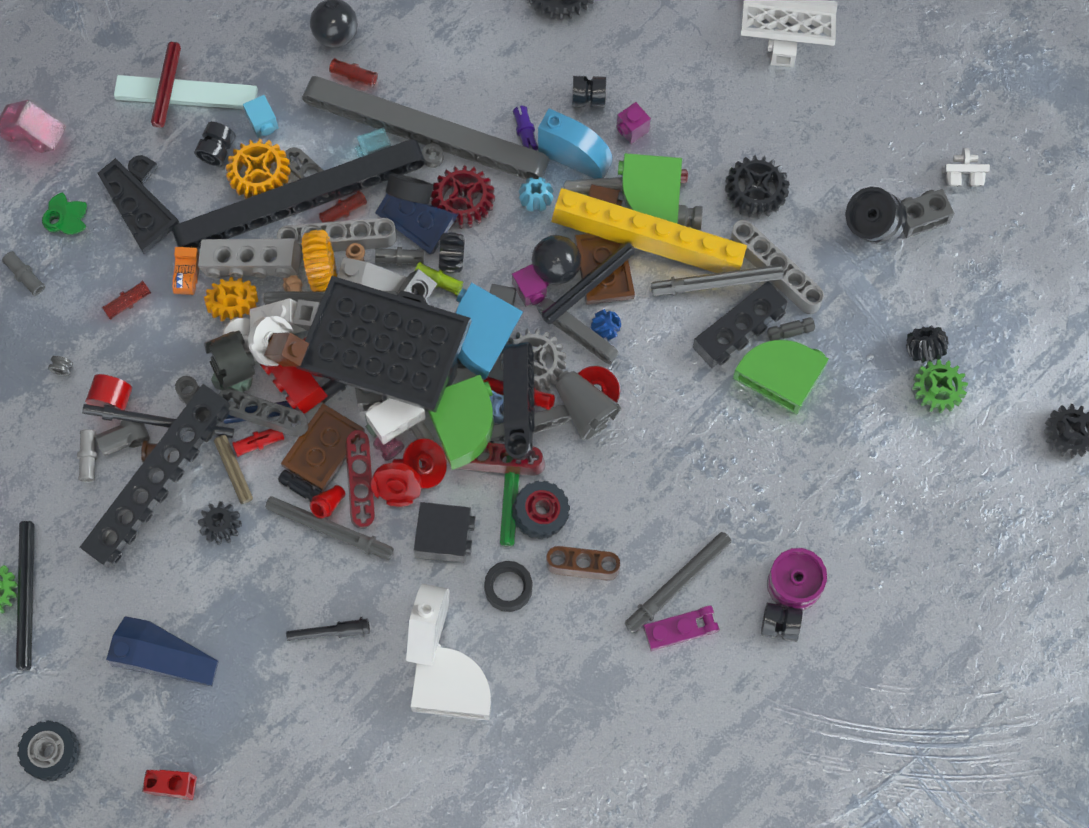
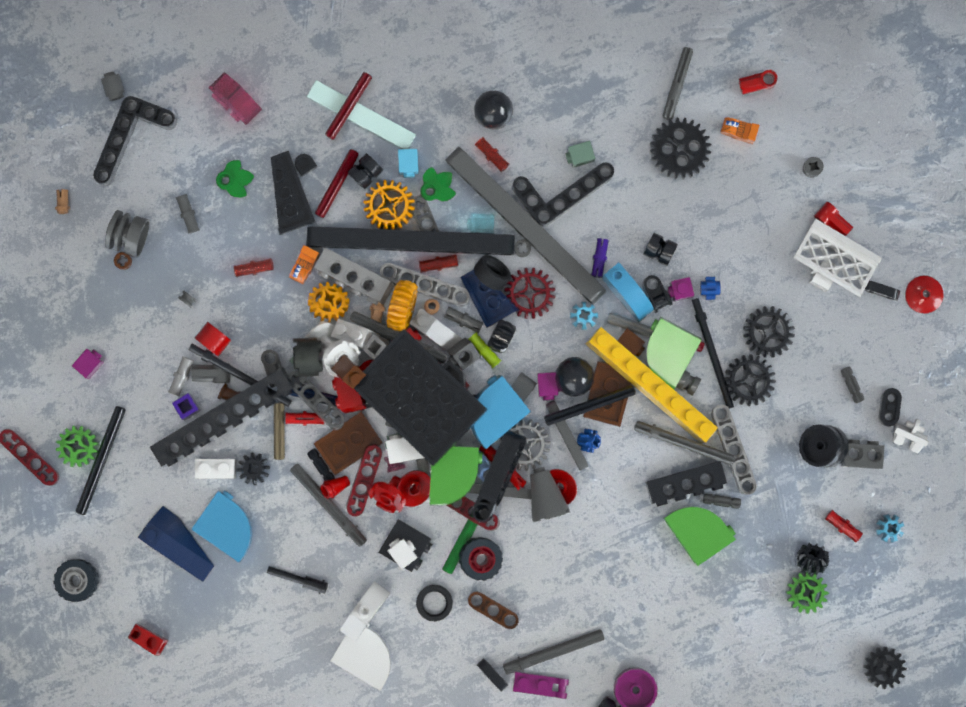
camera: 25 degrees right, 15 degrees up
(106, 483) = (186, 406): none -> dark purple brick
(172, 542) = (215, 469): none -> white brick
(187, 173) = (336, 183): none -> dark red axle
(212, 605) = (226, 526): none -> dark azure brick
(306, 127) = (440, 185): none -> green plate
(443, 534) = (402, 552): none -> white brick
(453, 32) = (580, 154): none -> sand green brick
(454, 82) = (564, 196): none -> black beam
(612, 137) = (656, 294): none -> black piece
(617, 639) = (492, 674): none -> black beam
(664, 109) = (710, 288): none -> blue gear
(670, 146) = (701, 318): none -> black bar
(735, 130) = (776, 335): none -> black gear
(855, 37) = (882, 290): none -> black beam
(873, 146) = (852, 385): none -> dark grey axle
(902, 34) = (915, 297): none -> red dish
(928, 153) = (892, 408): none -> black plate
(942, 297) = (843, 526): none -> red pin
(1001, 270) = (896, 528): none -> medium azure piece

